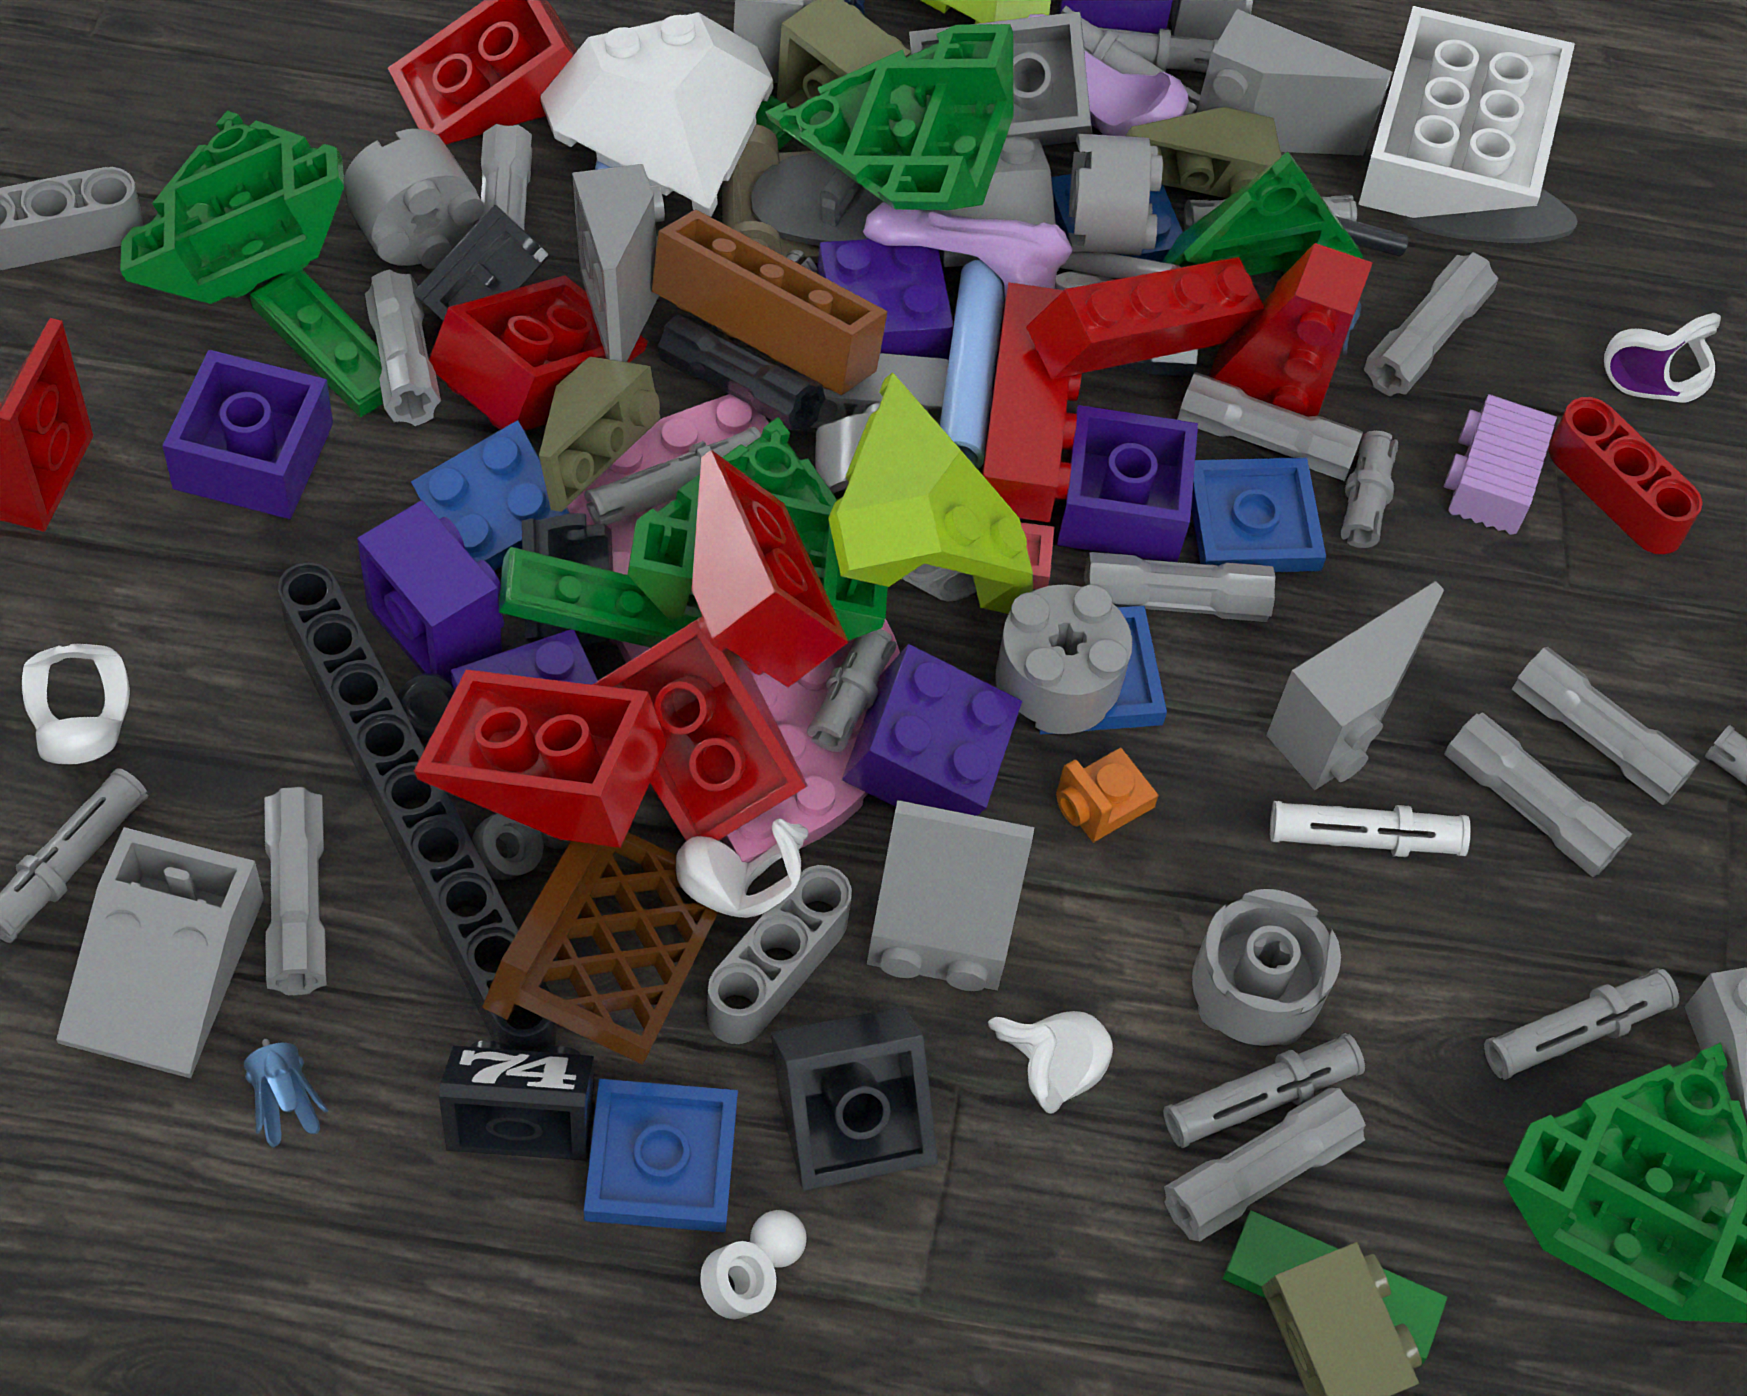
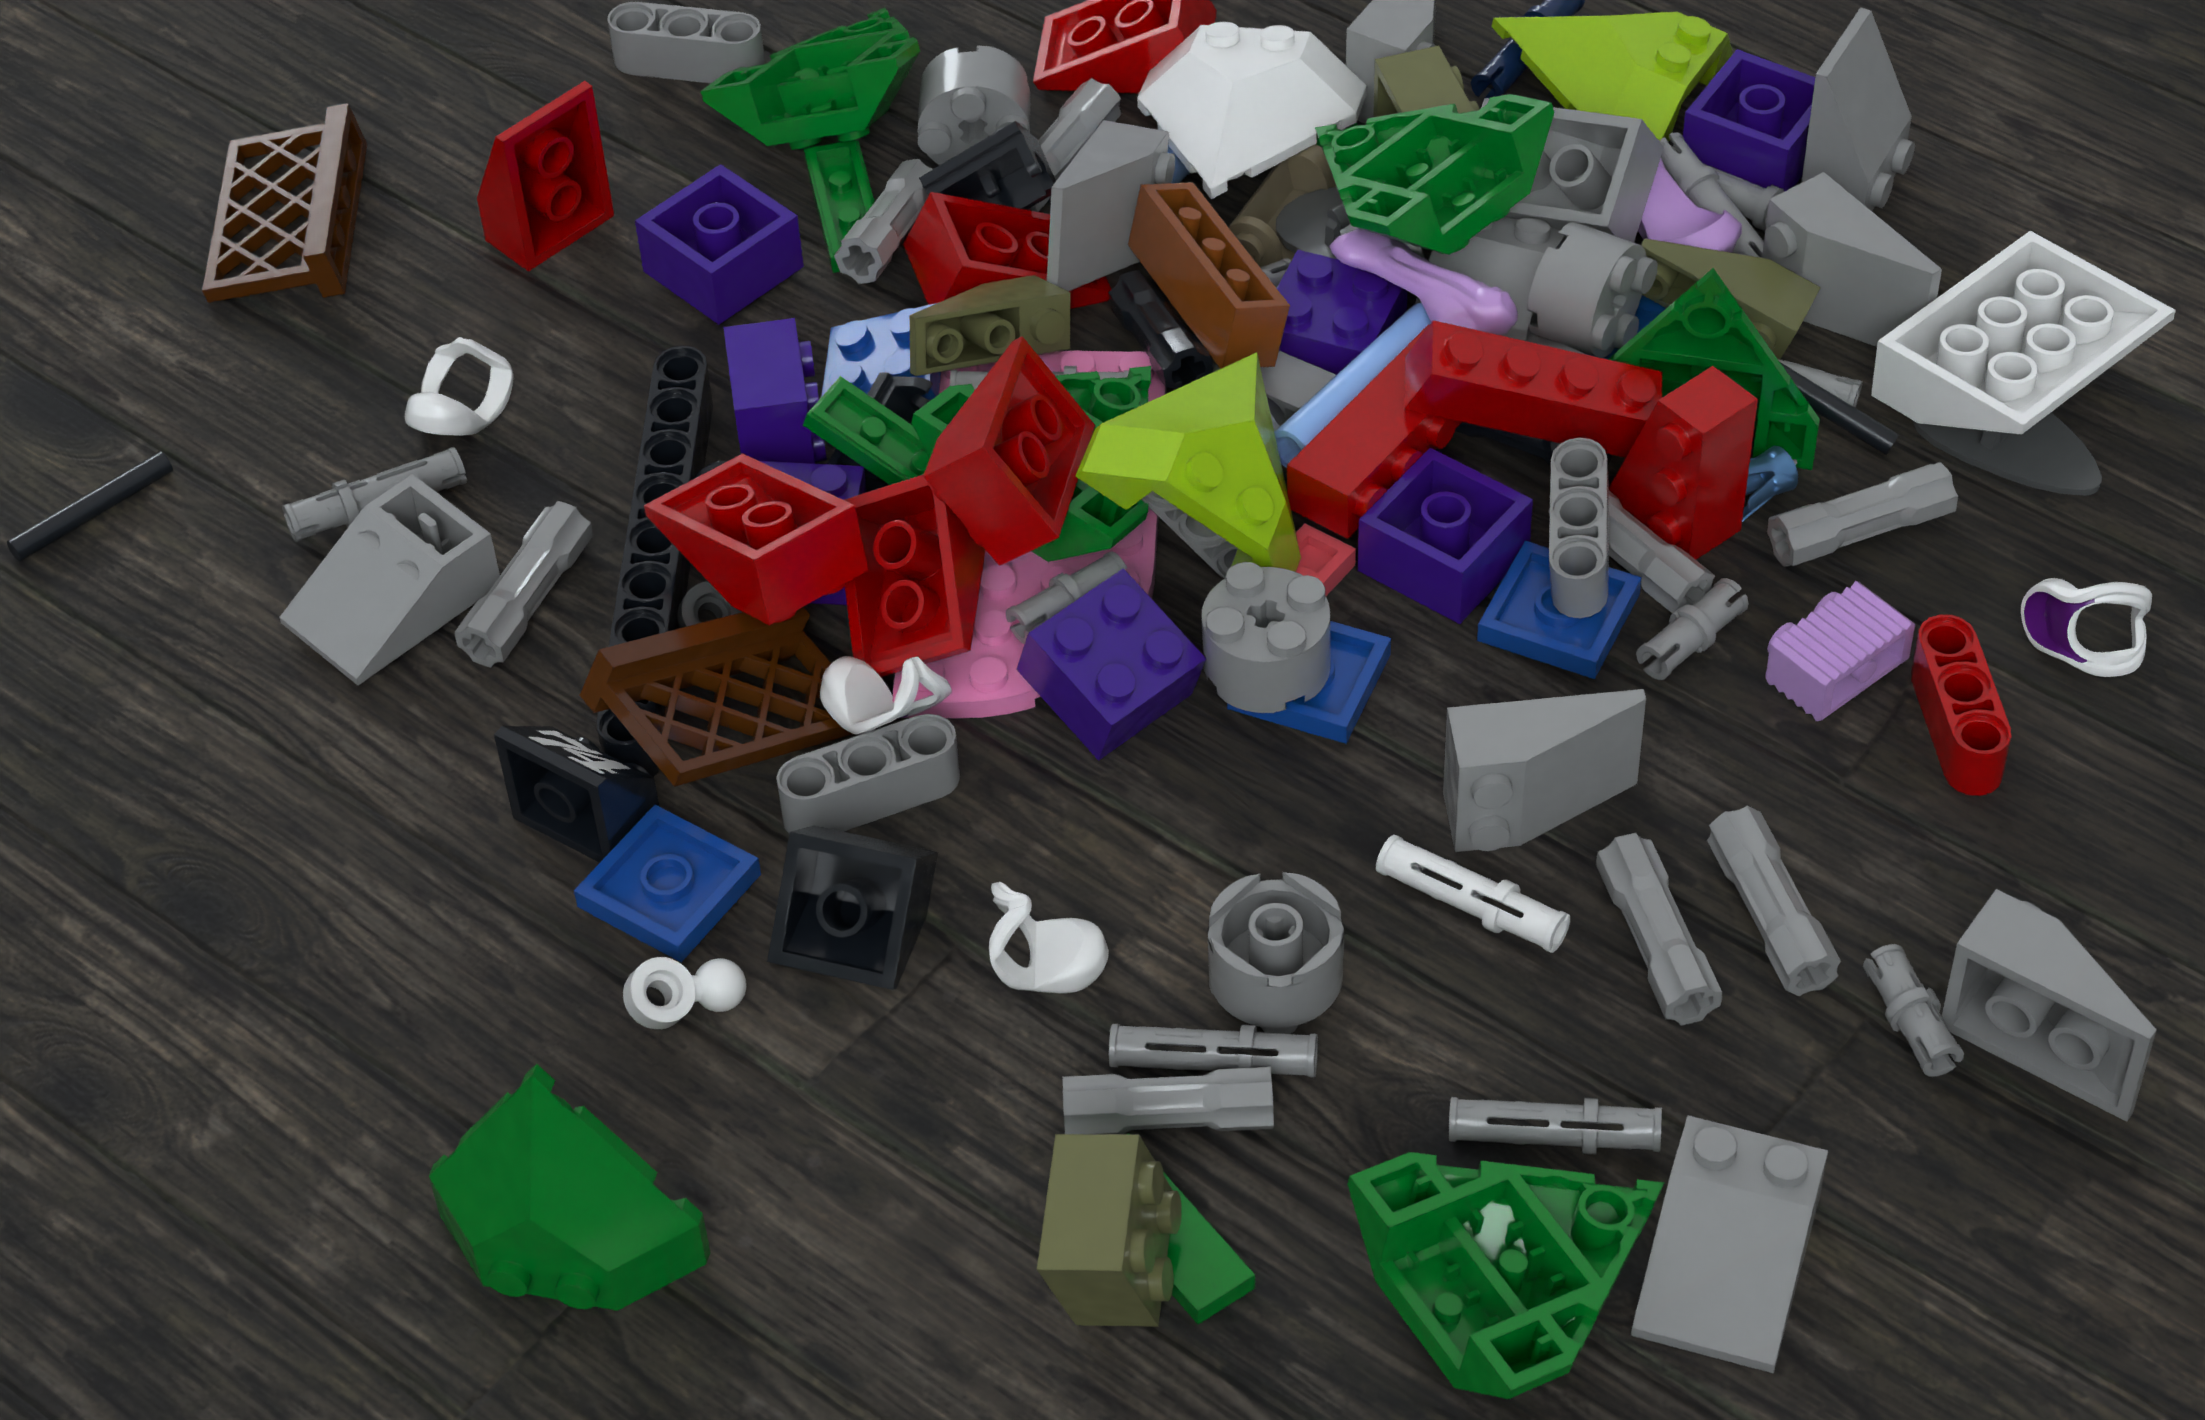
camera: 40 degrees right, 10 degrees down
(280, 1082) = (415, 702): flat silver piece -> none
(949, 896) = (1022, 774): light grey slope -> none
(1104, 794) = (1247, 774): orange bracket -> none
(1221, 590) = (1479, 655): light grey axle -> none
(1248, 459) = (1579, 528): none -> light grey beam

